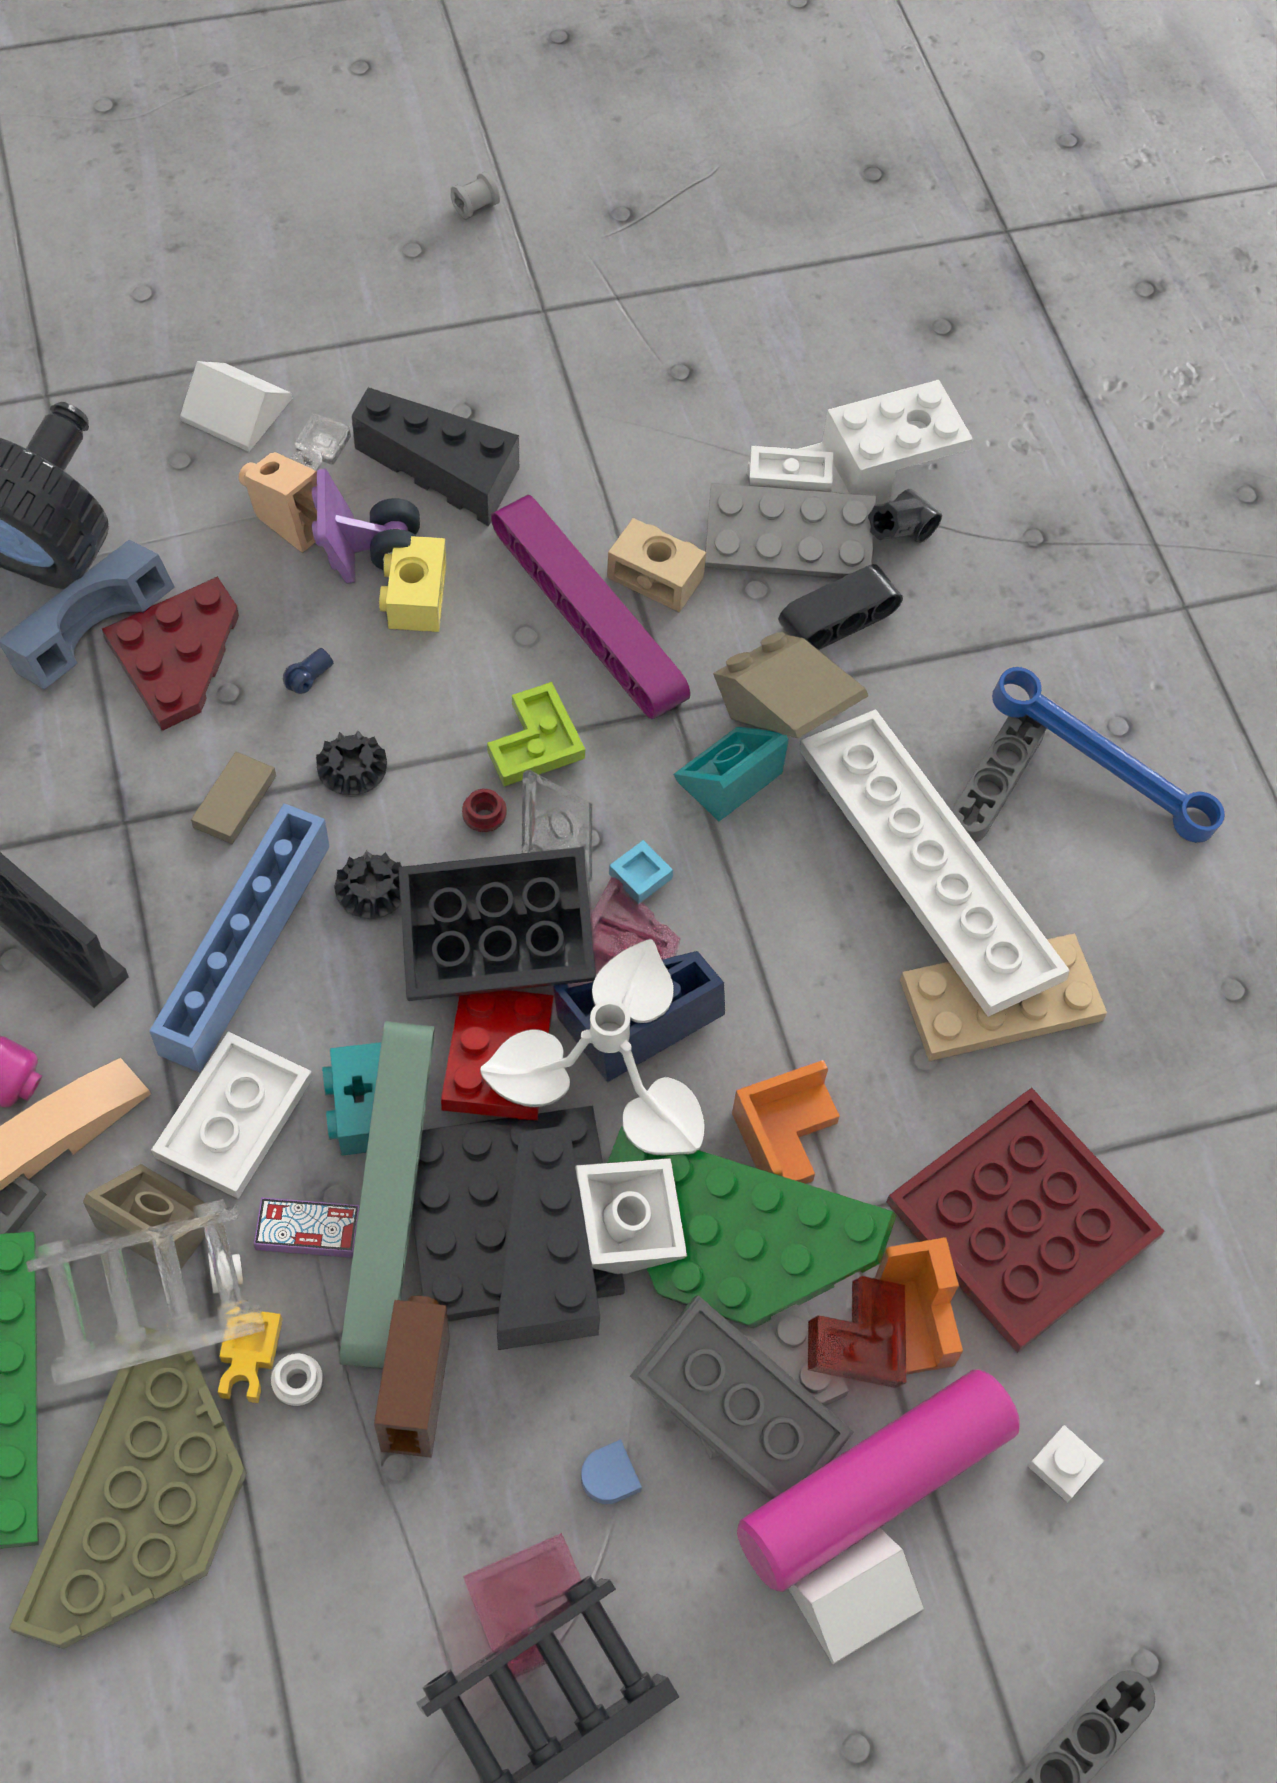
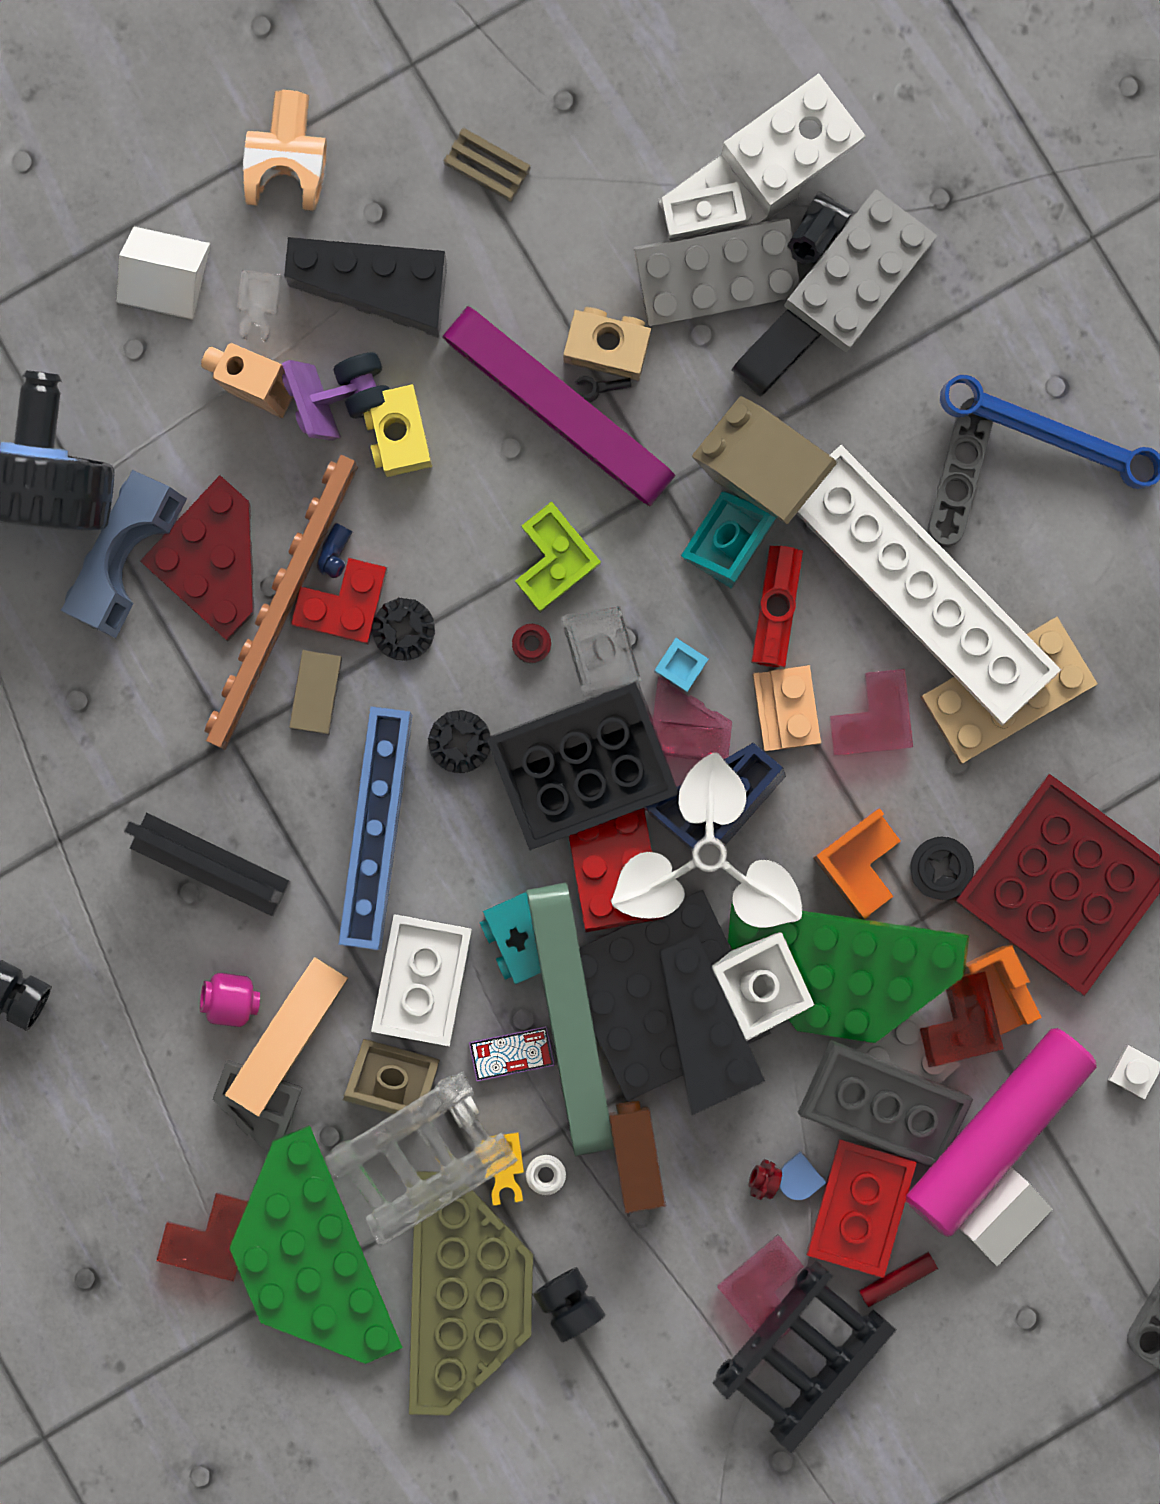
camera: 10 degrees left, 25 degrees up
(224, 708) = (287, 587): none -> nougat plate
(271, 1561) = (576, 1317): none -> black wheel
(301, 733) = (351, 612): none -> red plate
(394, 338) = (285, 151): none -> light nougat connector
(565, 1460) = (765, 1180): none -> dark red plate
(592, 394) = (496, 152): none -> dark tan tile
(627, 596) = (602, 386): none -> black hand
(676, 1532) = (861, 1208): none -> red plate
(700, 1641) = (898, 1279): none -> dark red piece
(747, 947) = (786, 708): none -> light nougat plate
(755, 860) = (780, 581): none -> red piece
(847, 992) = (884, 725): none -> clear pink plate
(879, 1140) = (960, 864): none -> black gear
(936, 563) = (860, 270): none -> light grey plate

